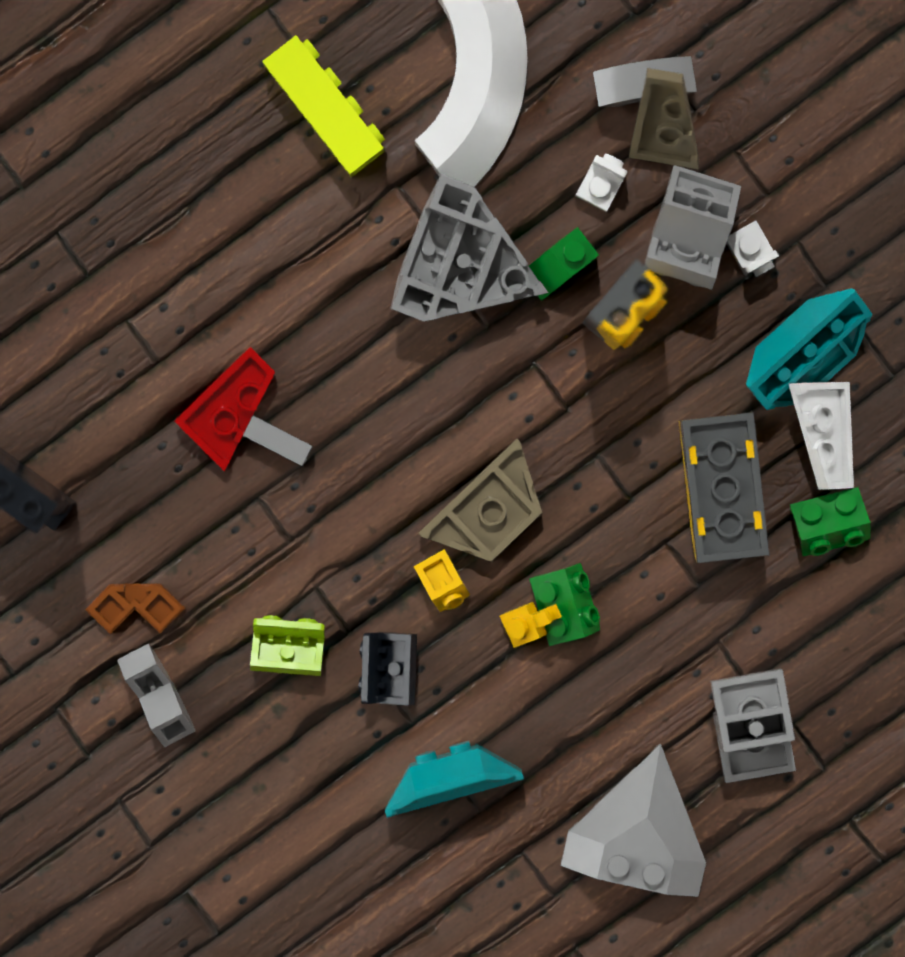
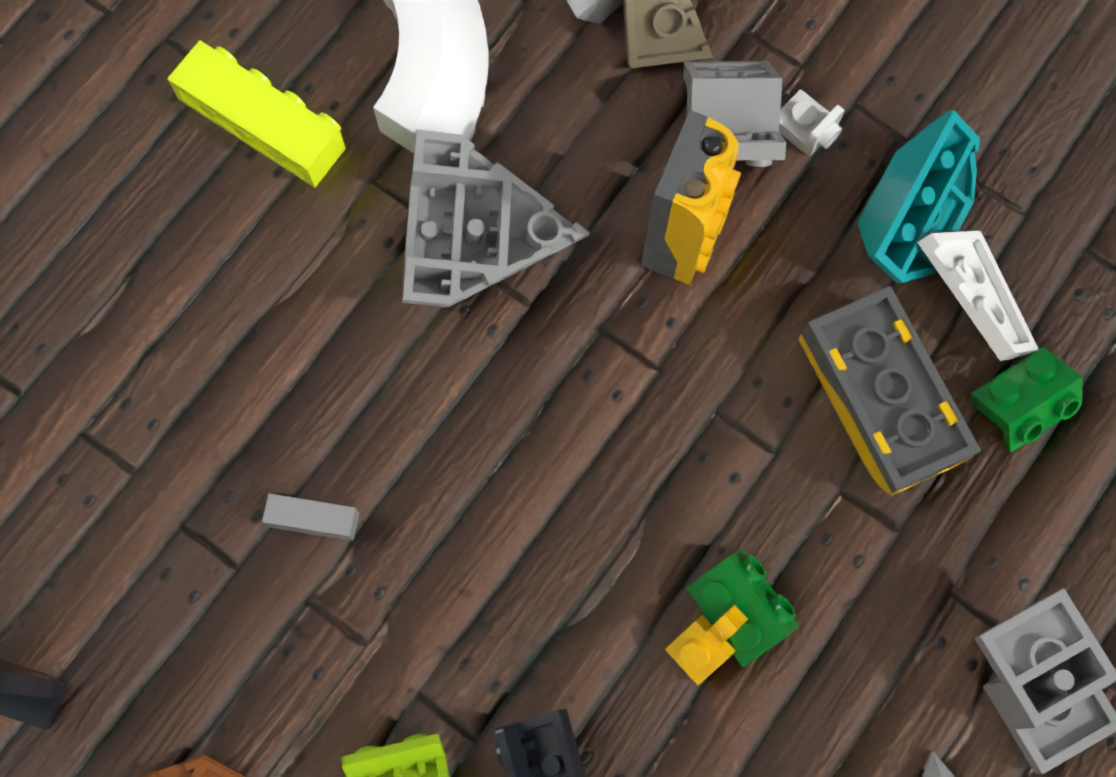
camera: 15 degrees left, 15 degrees down
(226, 407) = (231, 495): red wing -> none
(442, 581) = (577, 628): yellow bracket -> none
(490, 509) = (605, 517): dark tan wing -> none
(563, 261) = (597, 194): green slope -> none
(602, 181) = (609, 100): white bracket -> none

